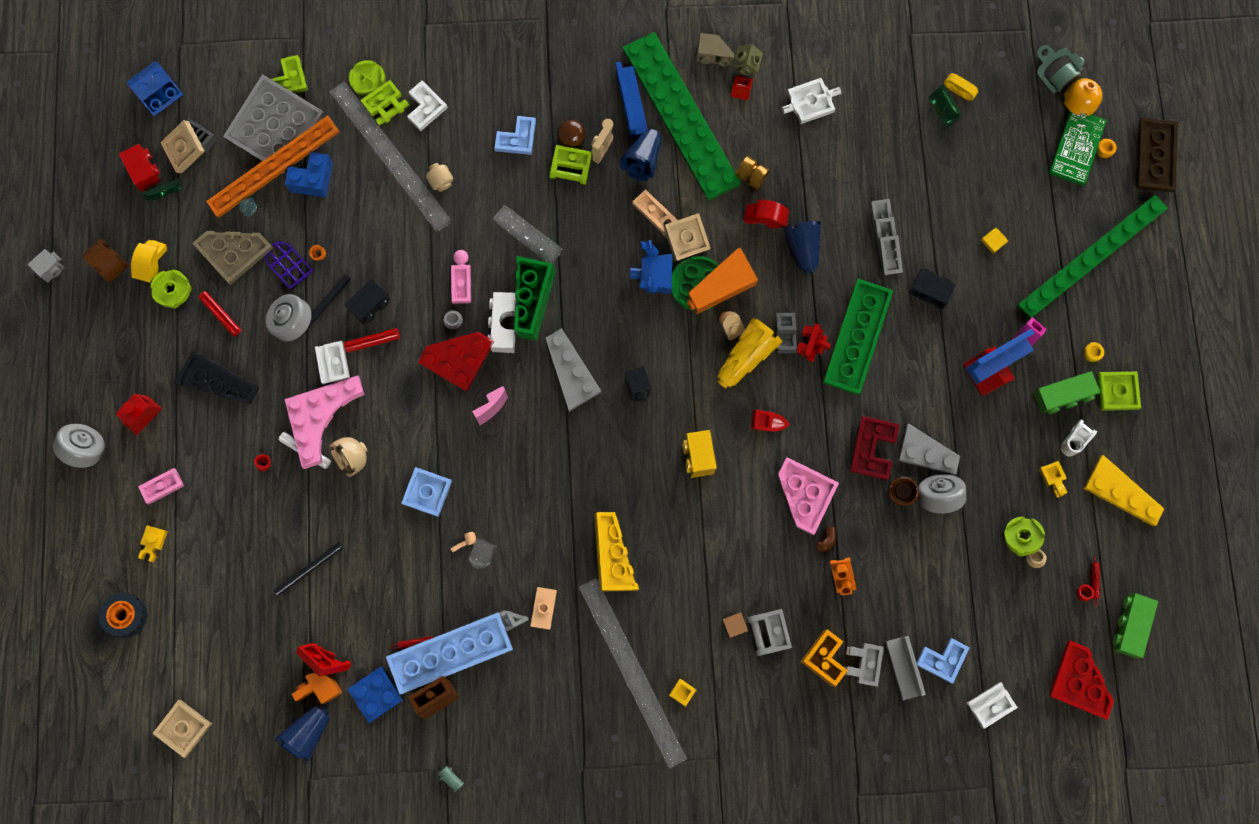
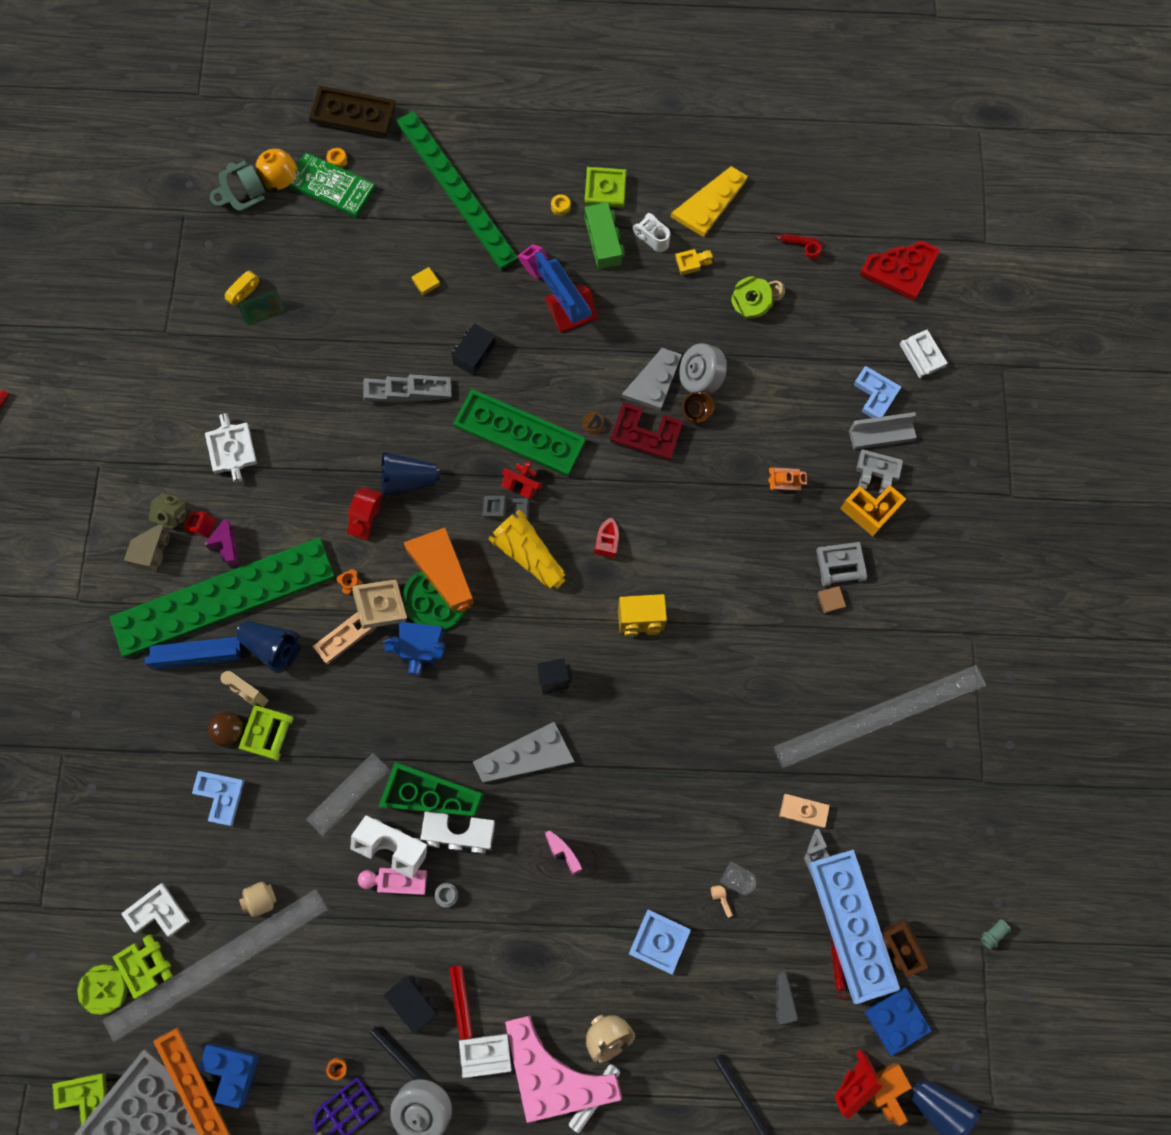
camera: 85 degrees left, 5 degrees down
(382, 598) = (785, 1004): none -> dark grey slope
(457, 358) = (497, 891): red plate -> none
(494, 256) = (374, 835): none -> white arch
(612, 559) = (759, 725): yellow wing -> none
(682, 692) = (902, 664): yellow tile -> none
(705, 207) = (345, 577): none -> orange plate
(730, 108) = (224, 539): none -> magenta slope
(731, 324) = (490, 566): tan plate -> none
(752, 172) = (310, 522): pearl gold wheel -> none
(806, 494) = (692, 508): bright pink plate -> none
(830, 540) = (744, 490): reddish brown arm -> none
(877, 400) = (592, 422): none -> clear orange tile
(1135, 625) = (848, 210): bright green brick -> none

